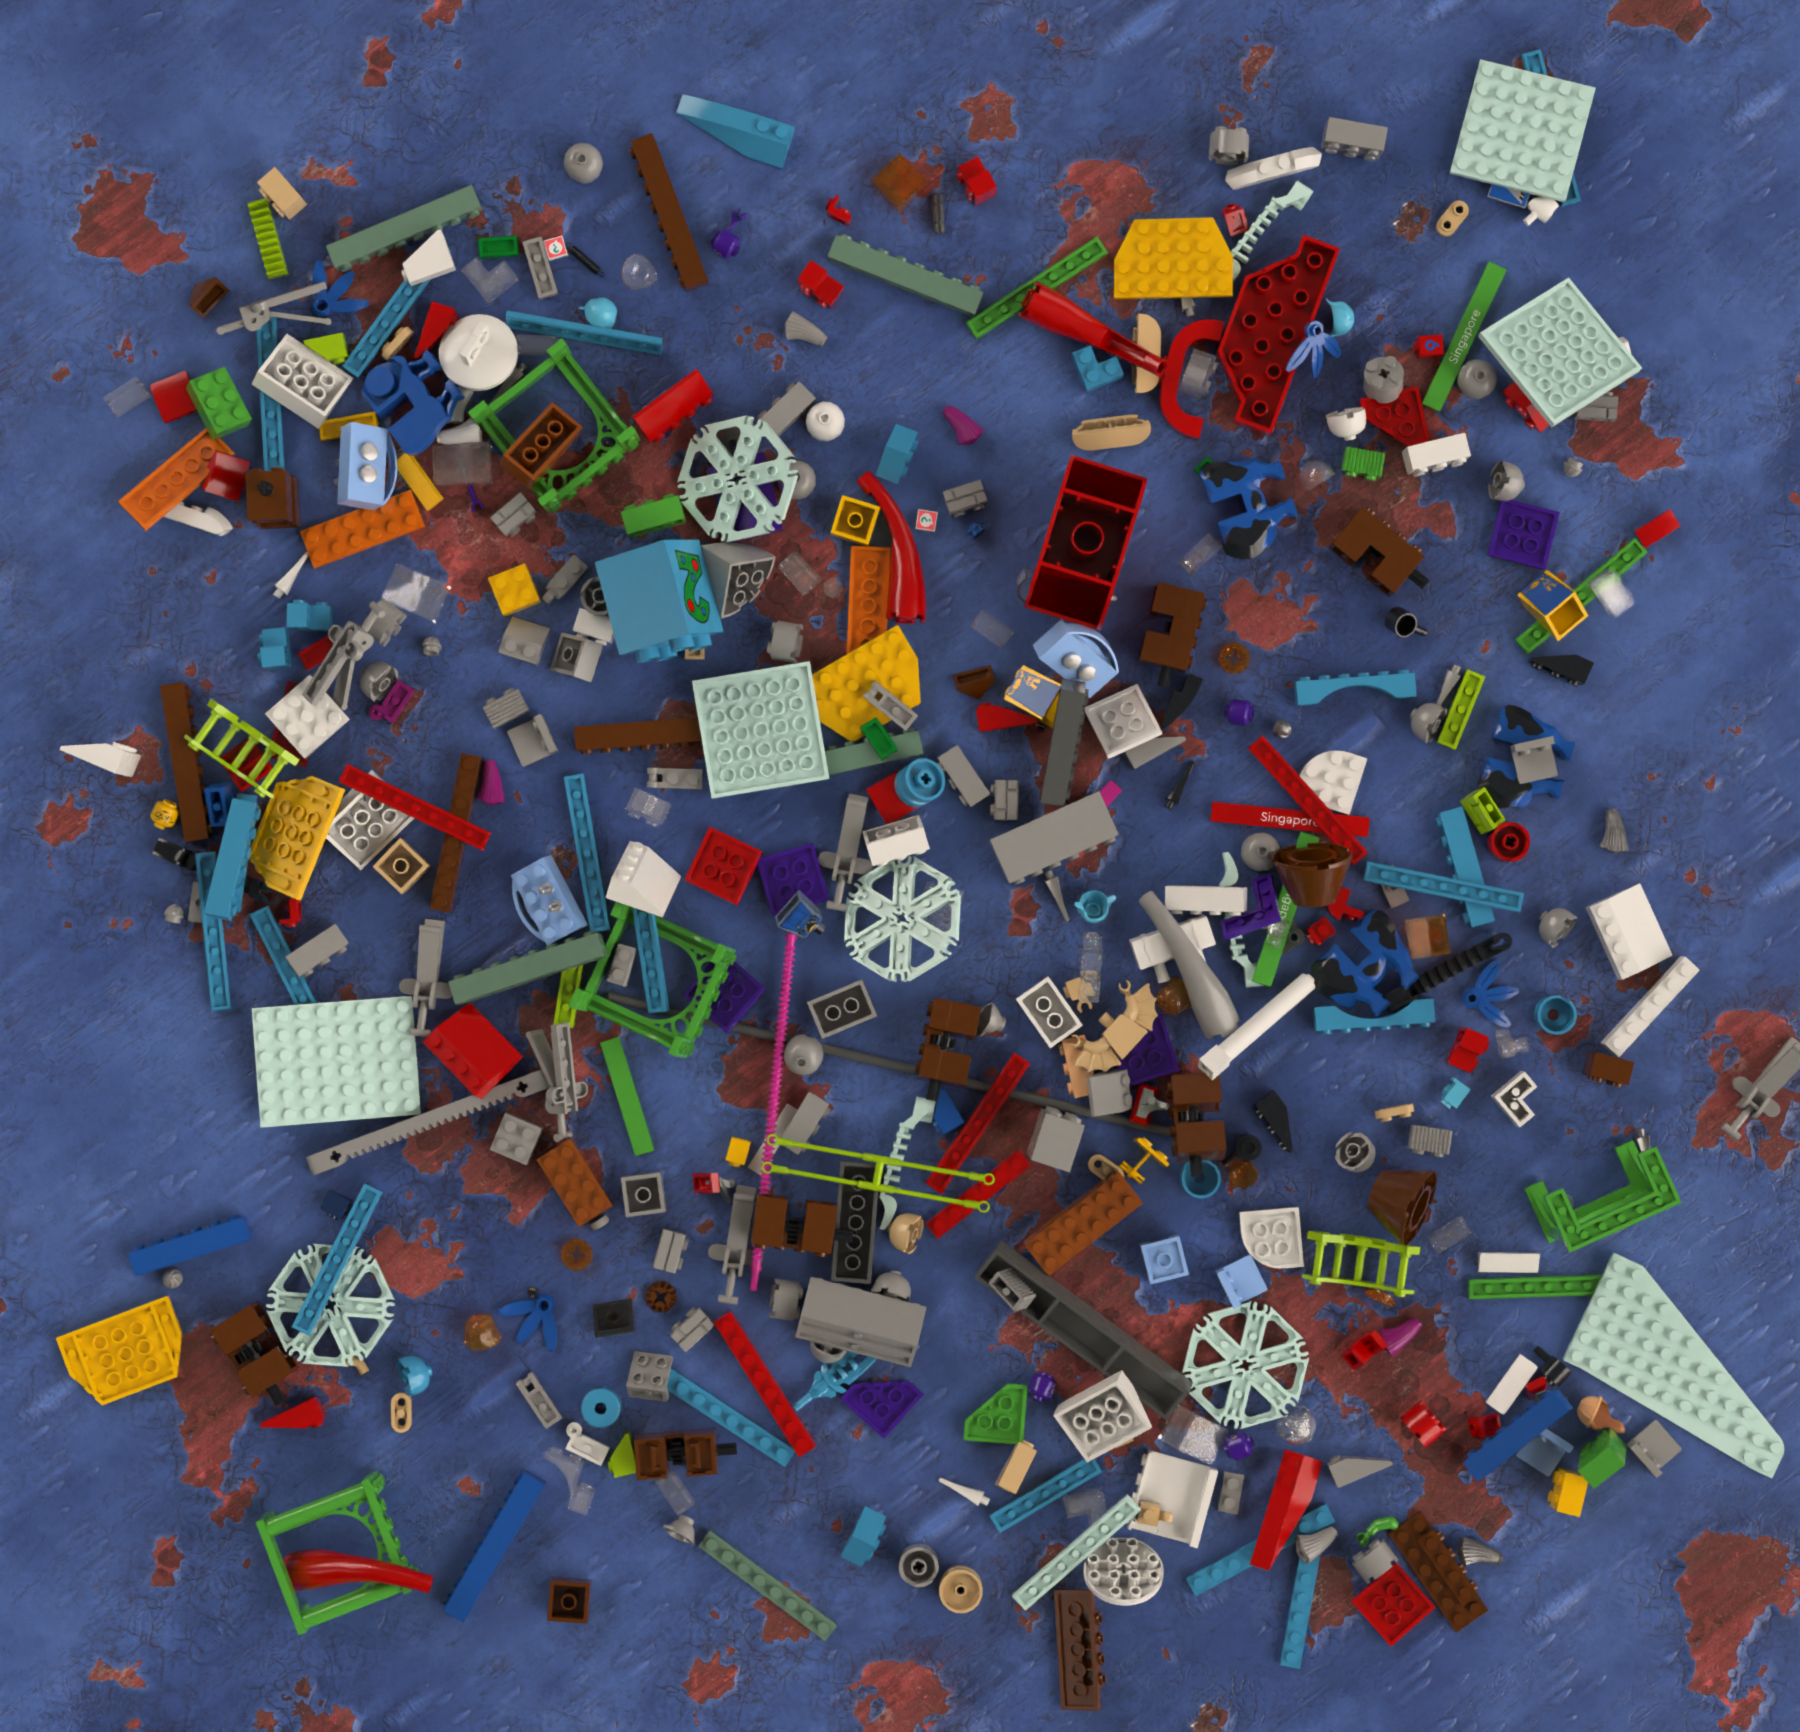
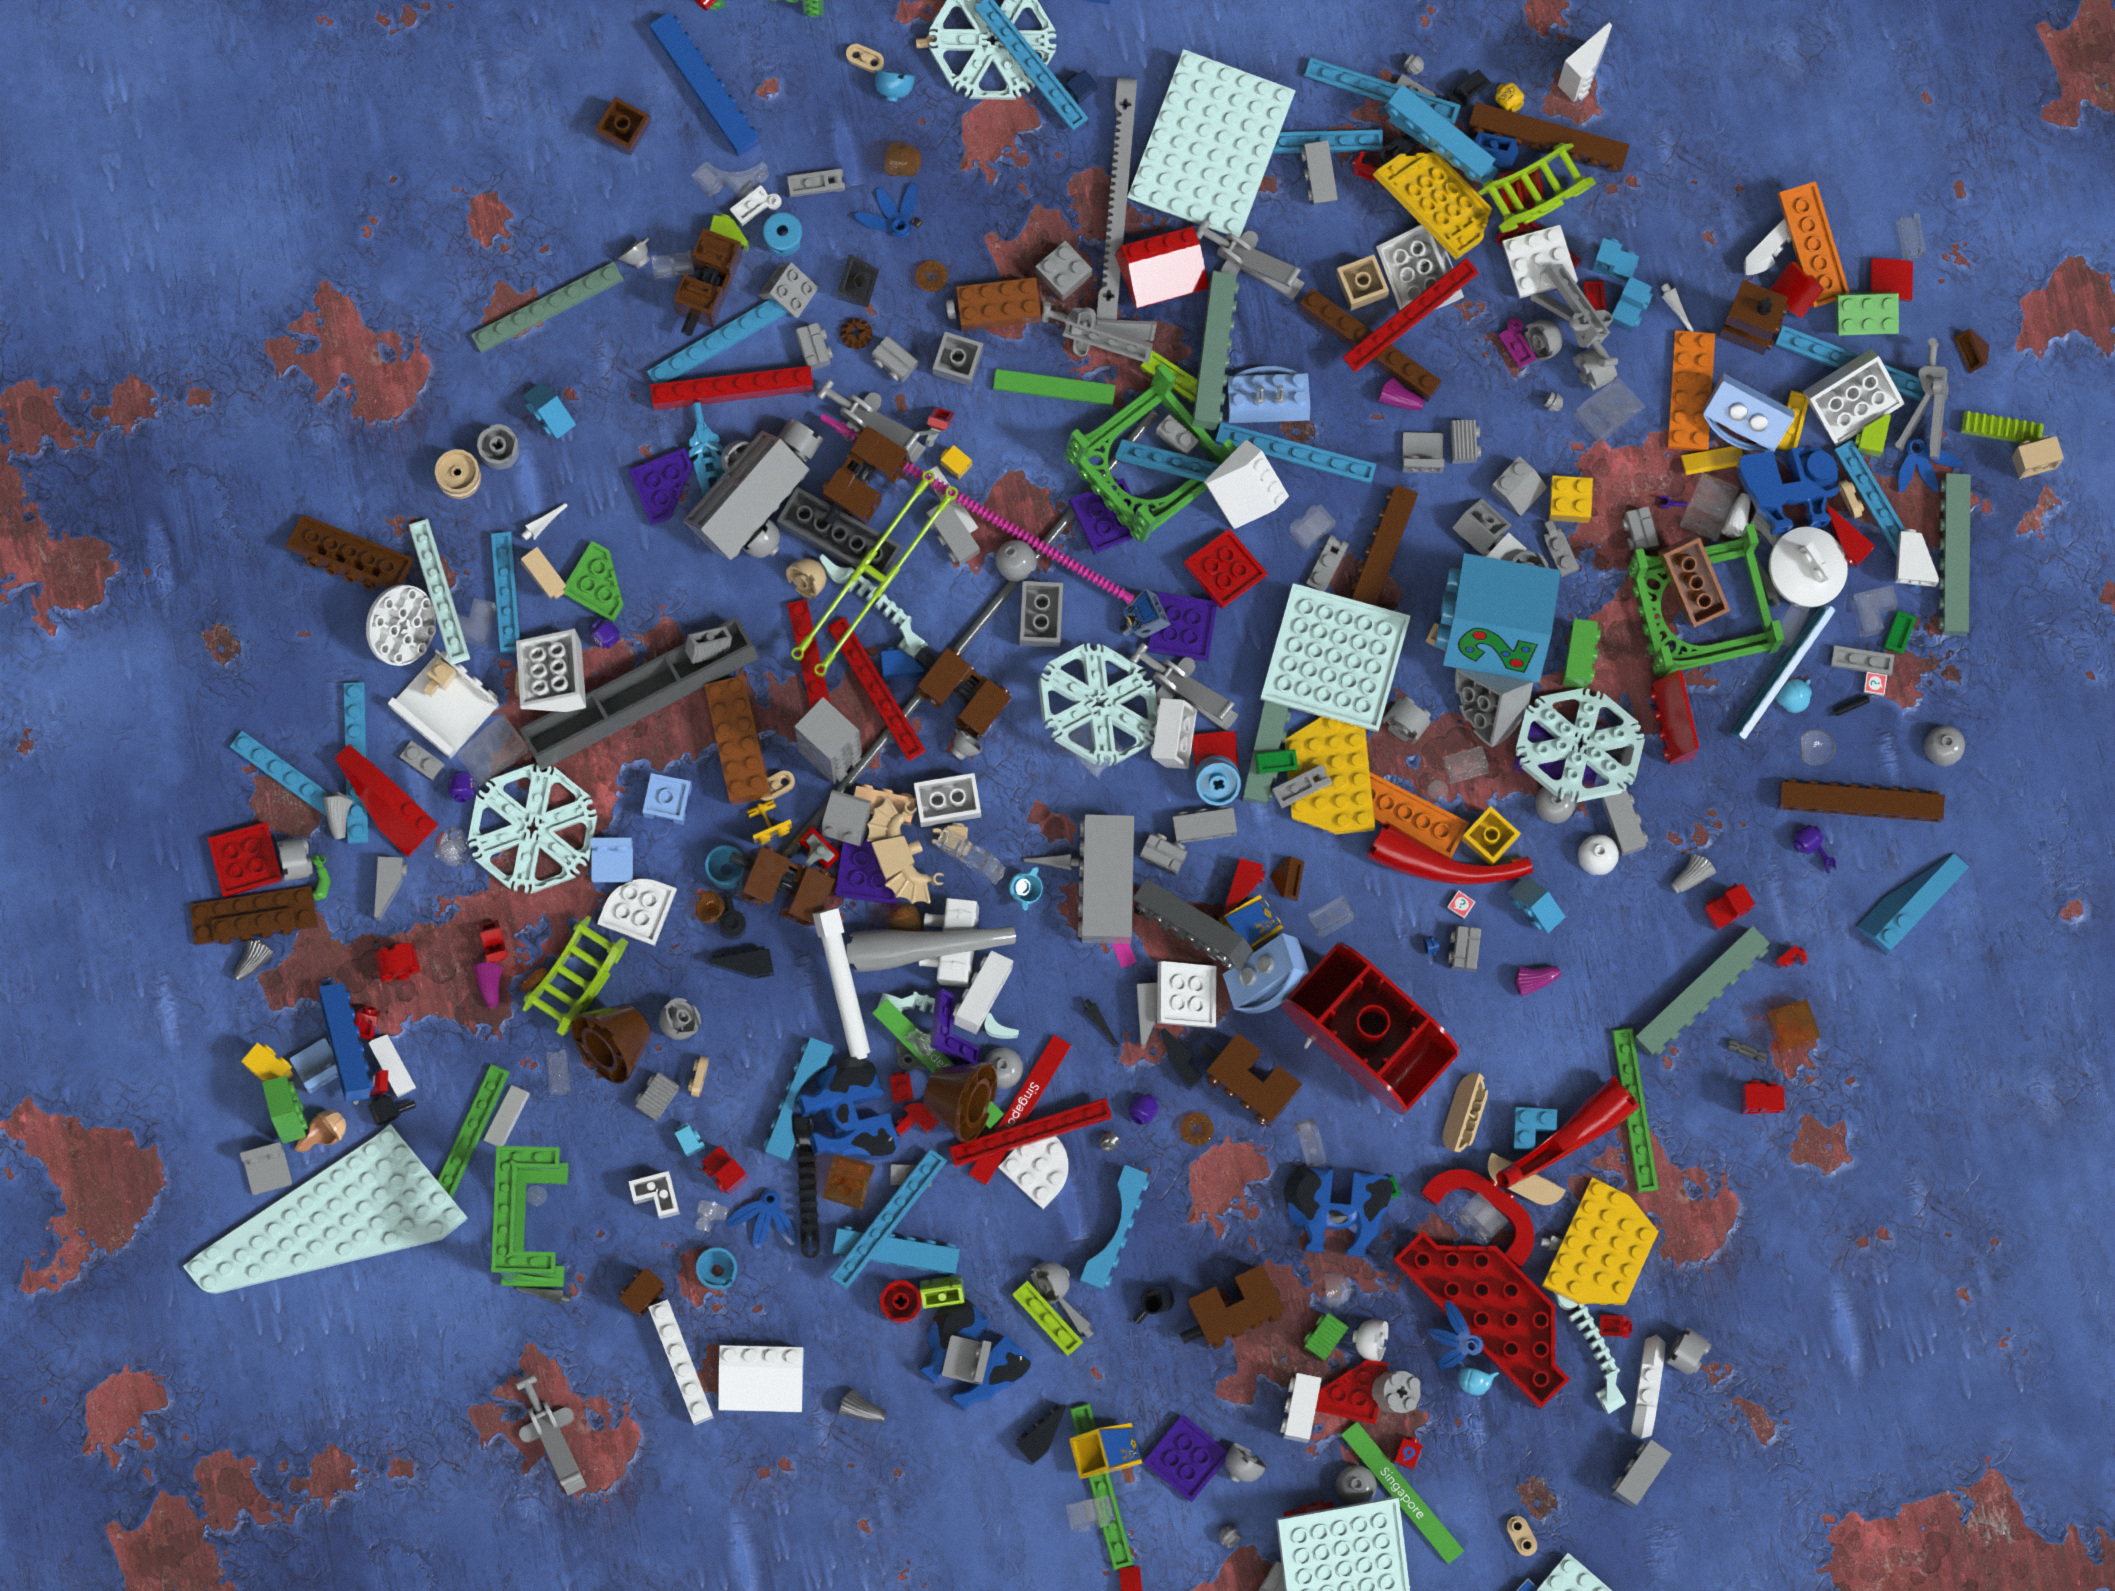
camera: 115 degrees right, 10 degrees down
(1556, 925) = (801, 1310): light grey cylinder -> none

